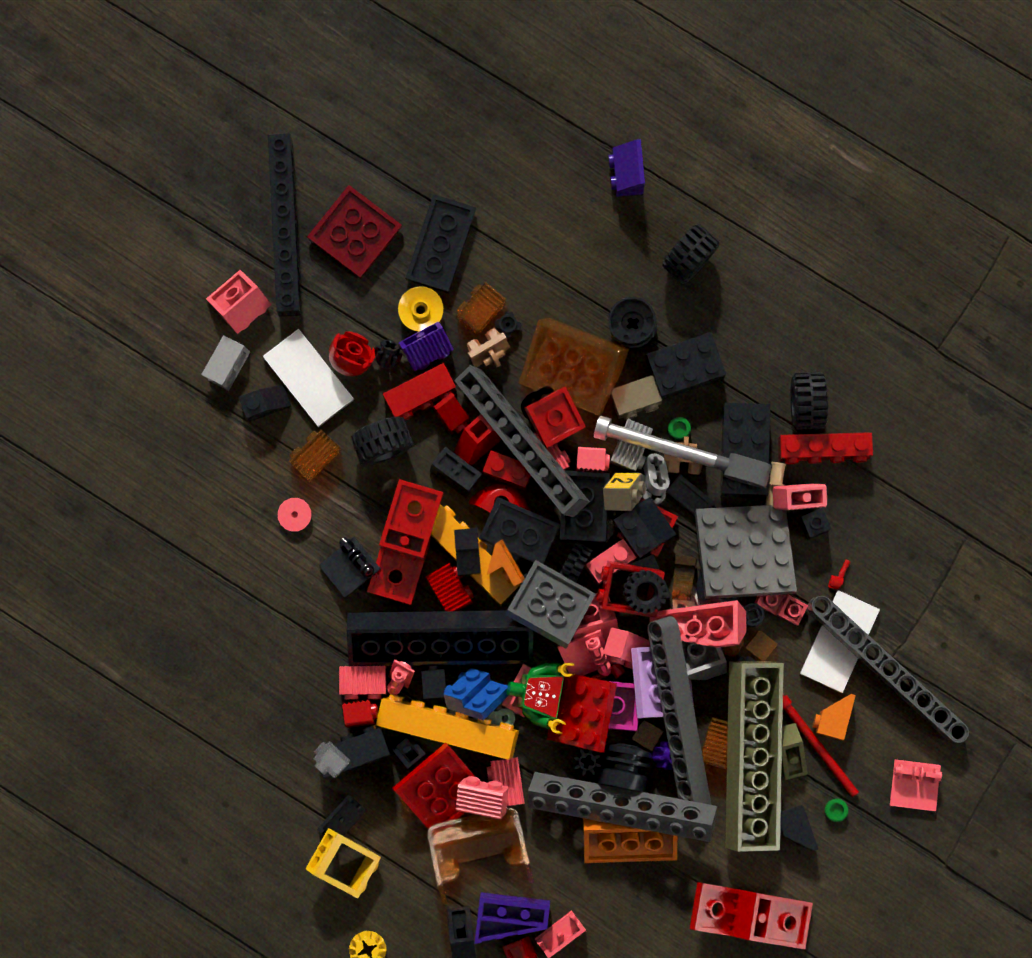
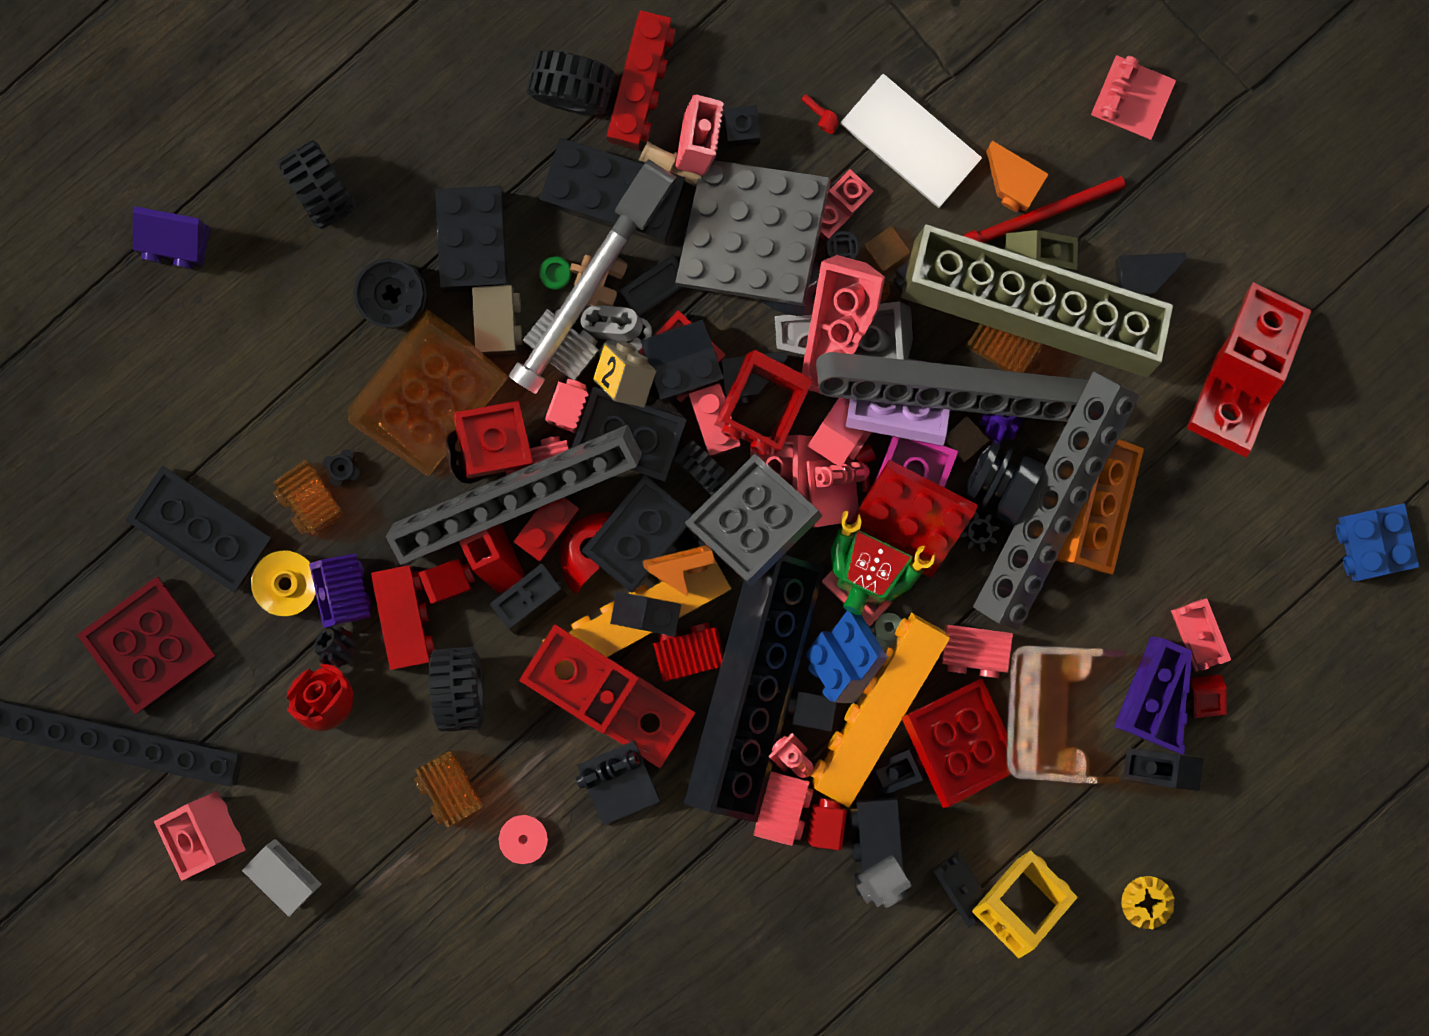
camera: 75 degrees left, 5 degrees up
(264, 402) = (353, 838): black slope -> none
(308, 378) = (336, 767): white tile -> none
(482, 797) = (991, 688): coral brick -> none
(490, 351) = (372, 503): medium nougat hips -> none
(645, 605) = (792, 376): black tyre -> none
(684, 577) = (765, 326): leg -> none
(836, 810) = (1137, 213): green tile -> none
(899, 672) = (977, 73): dark grey beam -> none

